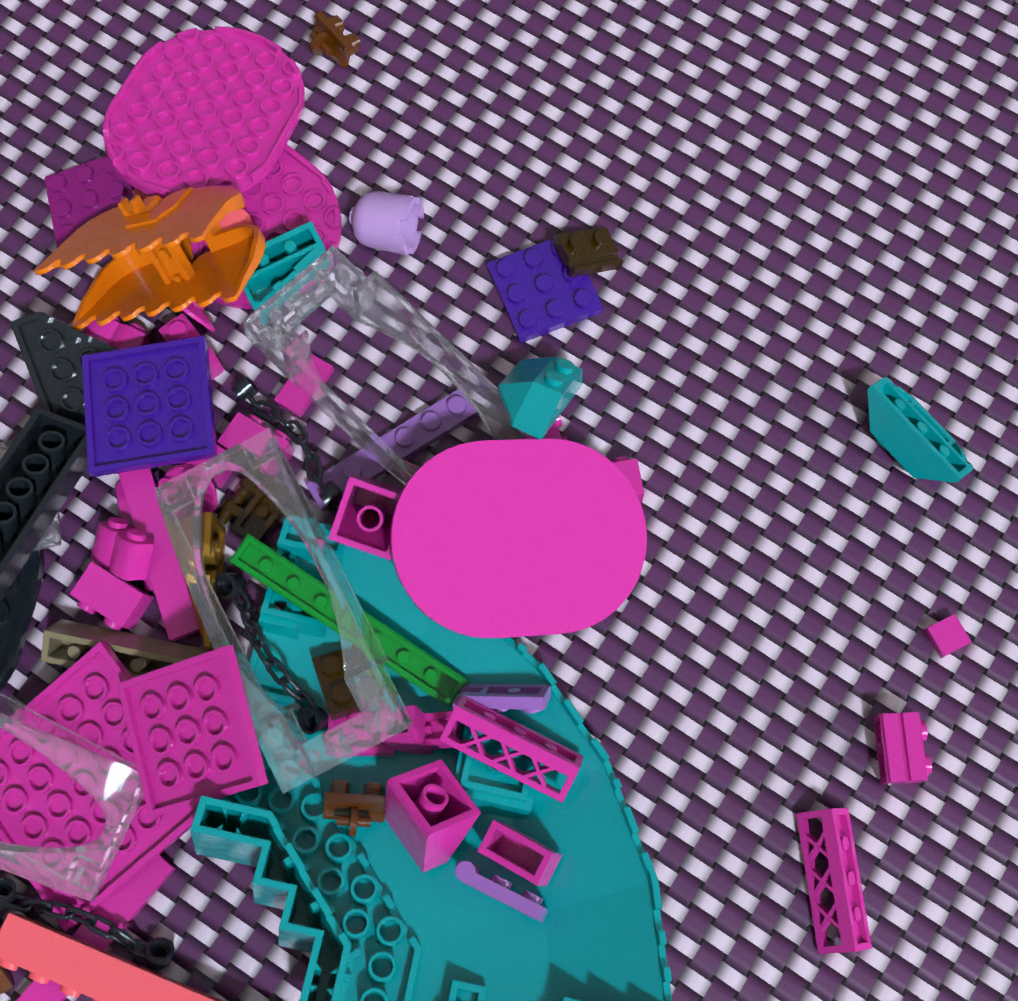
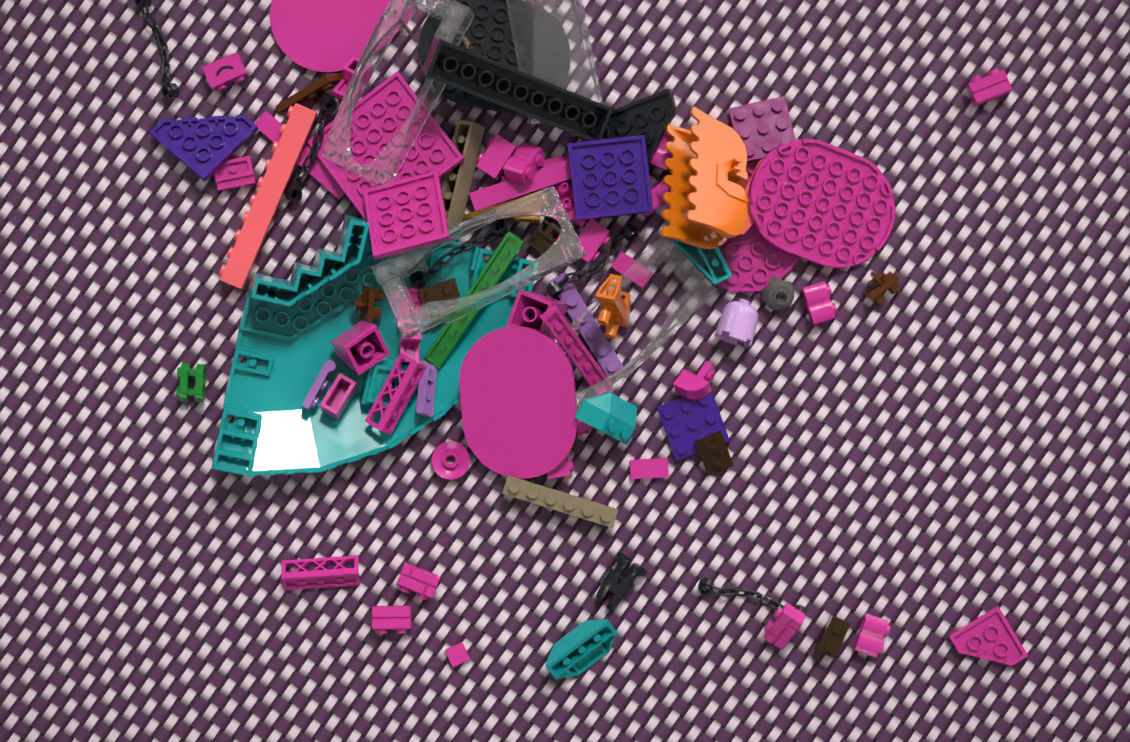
camera: 85 degrees right, 15 degrees up
(343, 177) = (774, 287): none -> dark grey piece
(356, 119) = (819, 303): none -> dark pink brick
(357, 391) = (614, 309): none -> orange hose
(408, 456) = (572, 346): none -> dark pink tile
(485, 280) = (695, 386): none -> dark pink brick
(617, 348) = (649, 468): none -> dark pink tile
(623, 640) = (440, 462): none -> dark pink dish
(679, 477) = (560, 501): none -> dark tan brick
(798, 256) = (707, 585): none -> black piece
(804, 385) = (617, 583): none -> black piece
(832, 704) = (418, 581): none -> dark pink brick
(845, 34) = (871, 635): none -> dark pink brick
(847, 141) = (784, 626): none -> dark pink brick
(853, 81) = (832, 636): none -> dark brown brick

